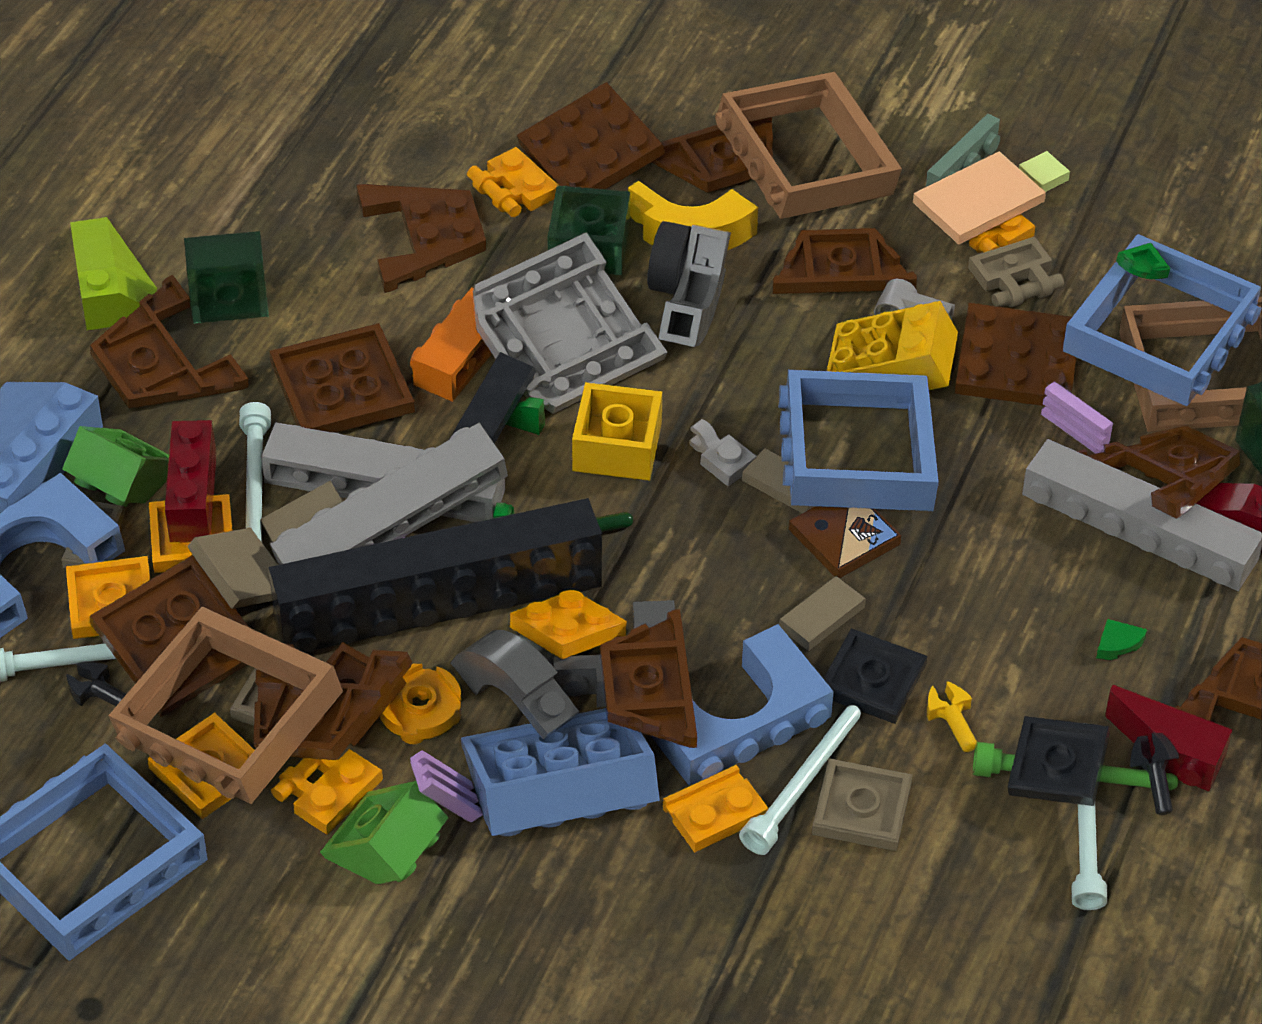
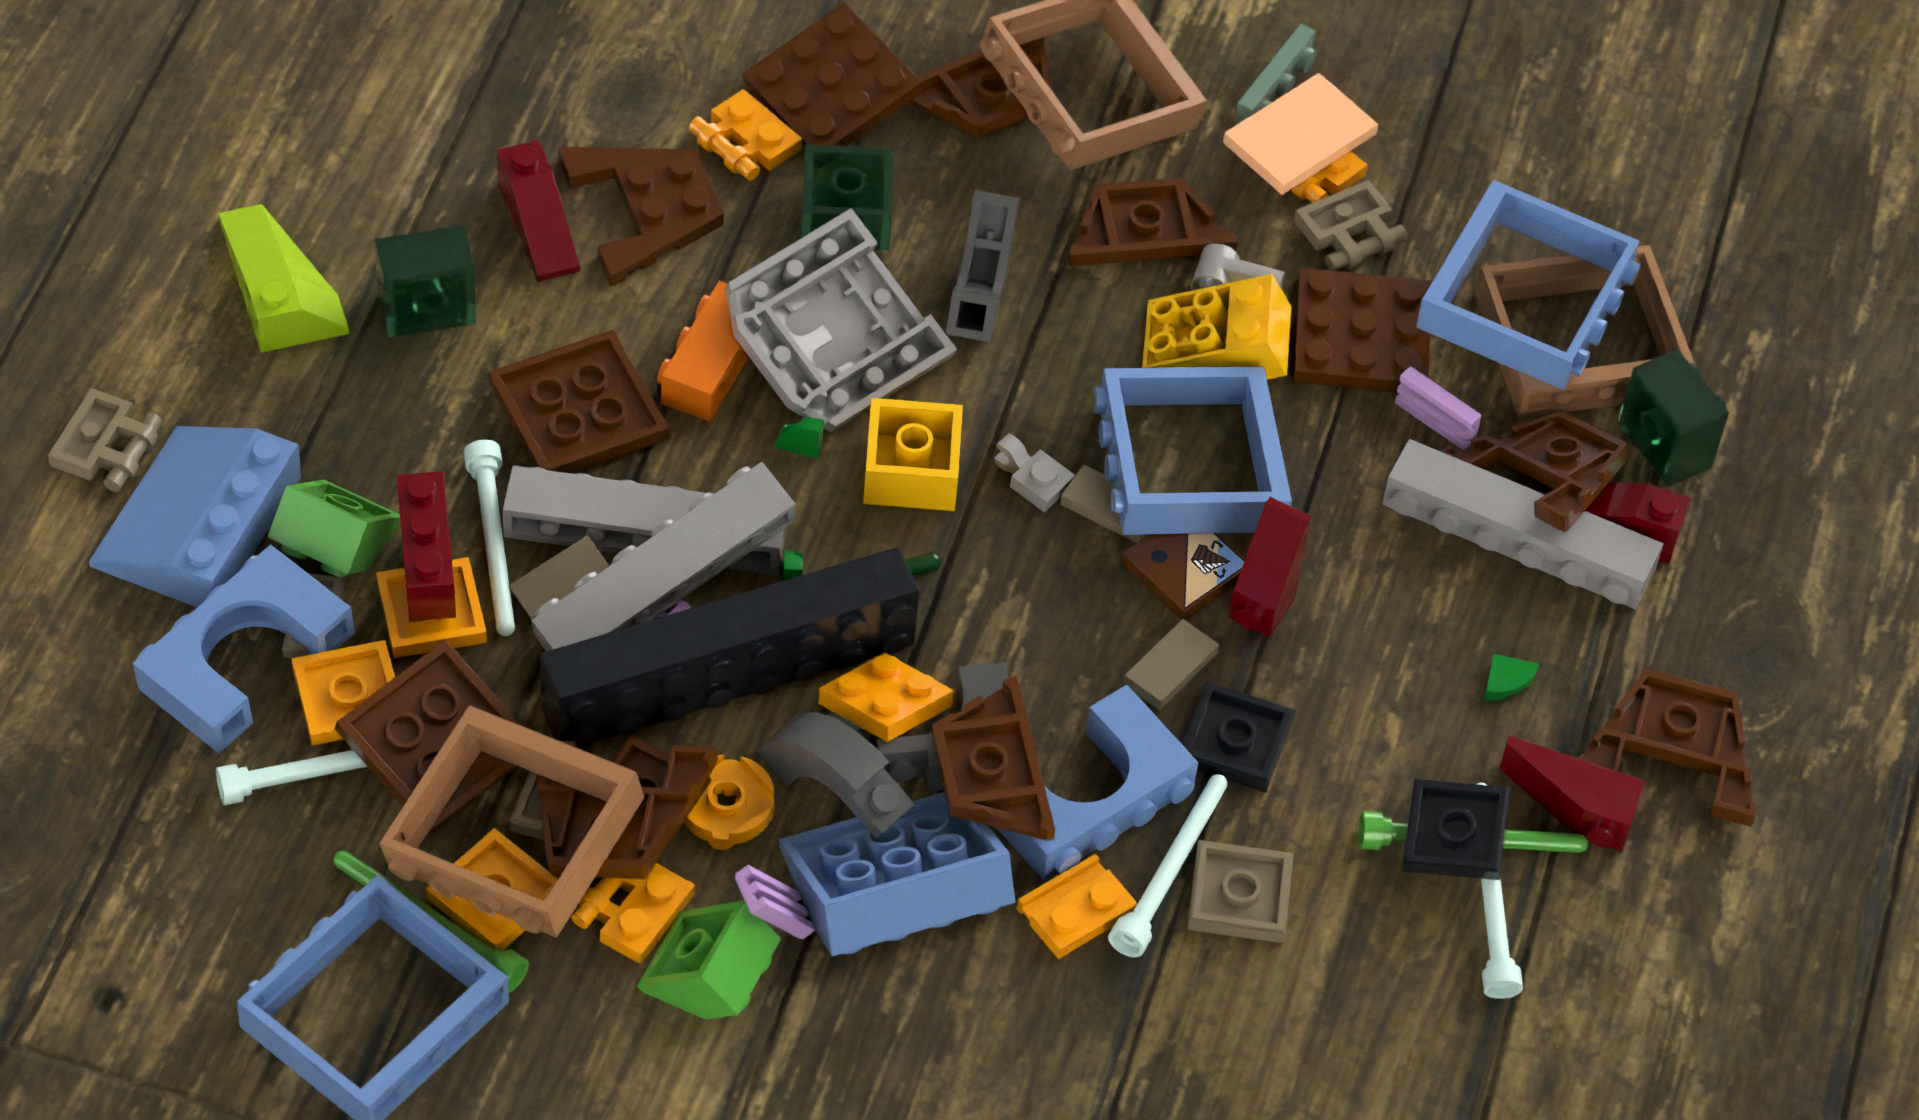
camera: 10 degrees left, 5 degrees up
(97, 688) = (349, 802): black bar -> none
(147, 362) = (345, 394): reddish brown wing -> none
(208, 823) = (506, 961): none -> bright green piece
(236, 565) = (496, 649): dark tan tile -> none
(330, 229) = (536, 209): none -> dark red slope
(498, 395) = (764, 424): black tile -> none
(668, 257) = (948, 230): black tyre -> none
(727, 213) = (949, 186): yellow arch -> none
(914, 534) = (1271, 568): none -> dark red slope
(952, 713) = (1330, 777): yellow bar -> none
(1045, 171) = (1371, 92): yellowish green tile -> none
(1144, 262) = (1504, 217): green tile -> none
(1155, 766) = (1563, 829): black bar -> none

